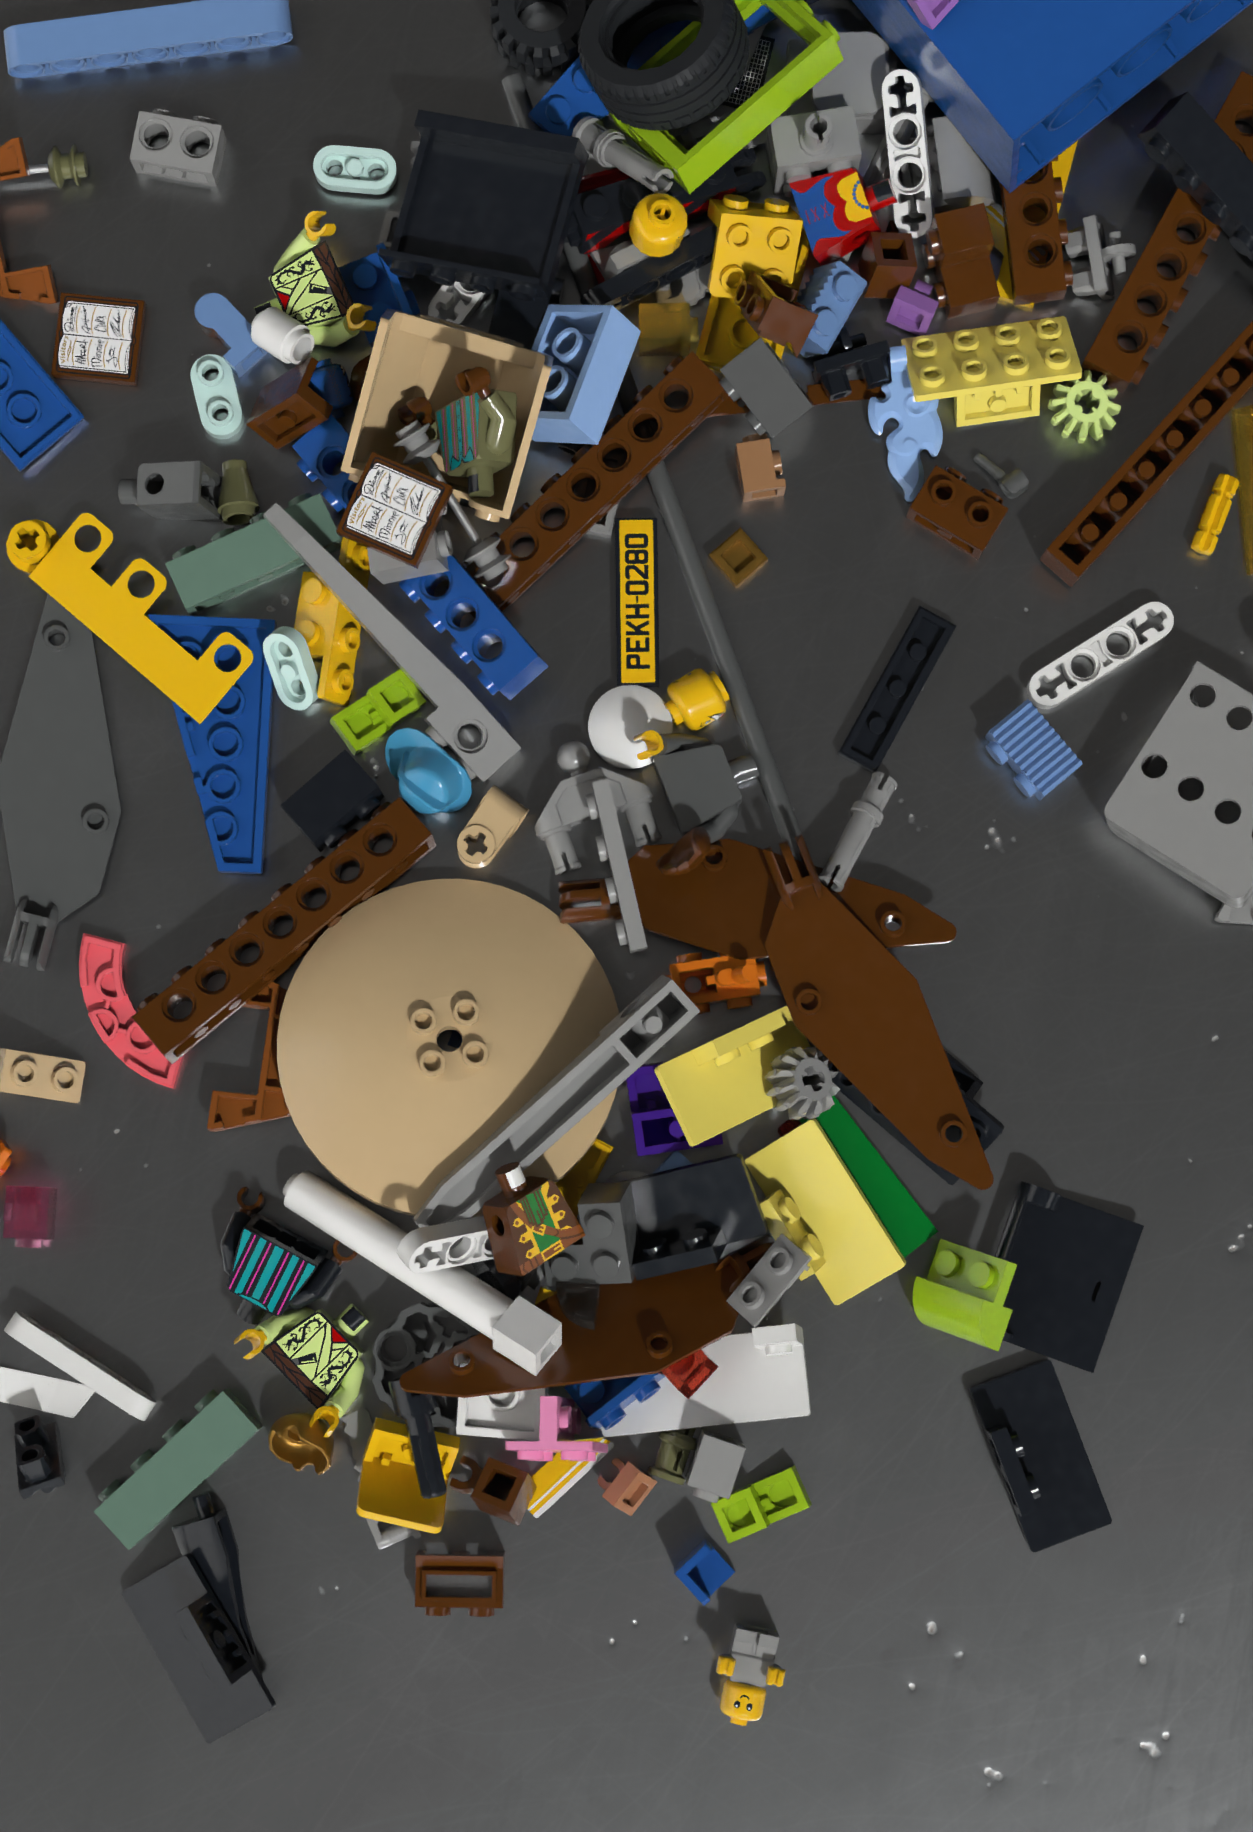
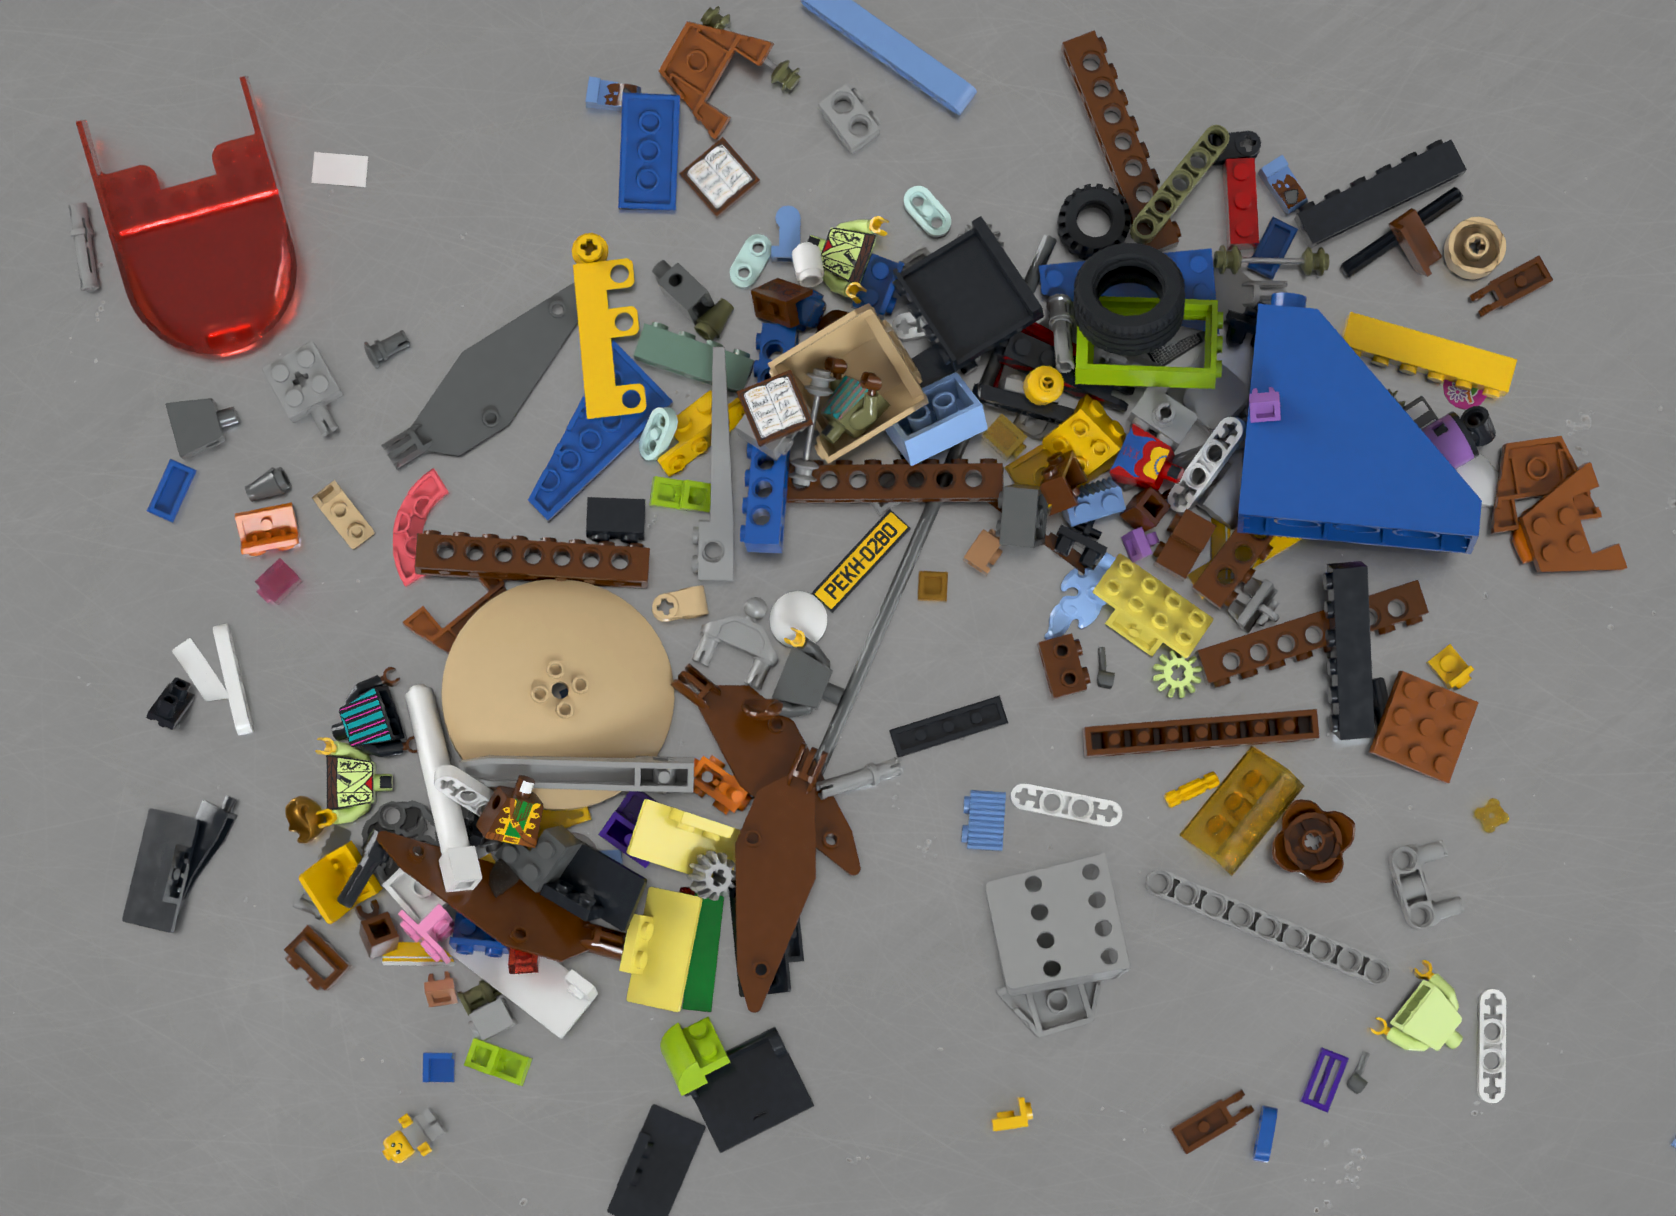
camera: 40 degrees right, 0 degrees up
(177, 1468) = (233, 773): sand green brick -> none
(426, 773) = (674, 548): dark azure piece -> none
(612, 848) = (728, 672): light grey plate -> none
(696, 699) = (843, 637): yellow head -> none
(769, 1280) = (601, 954): light grey hinge -> none

